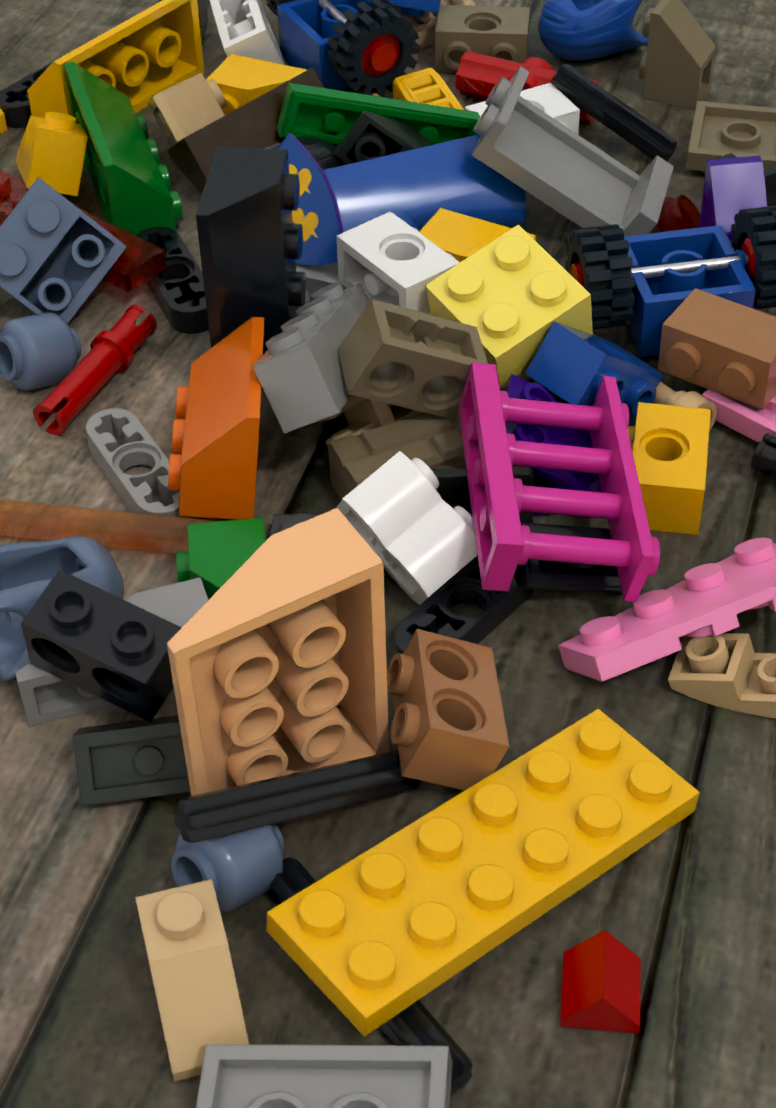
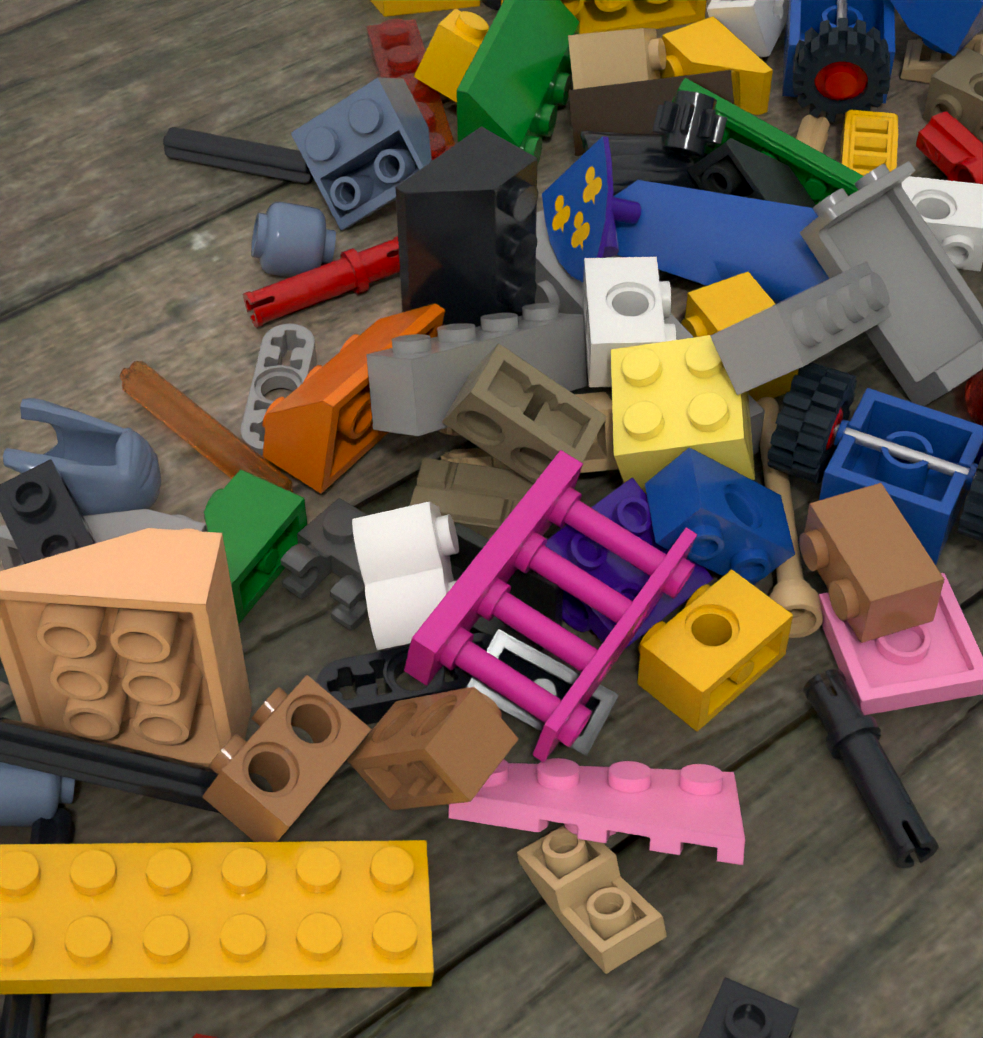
camera: 35 degrees right, 5 degrees up
(322, 113) = (689, 124): none -> black gear
(556, 205) = (802, 327): none -> light grey brick
(560, 631) = (434, 749): none -> medium nougat brick

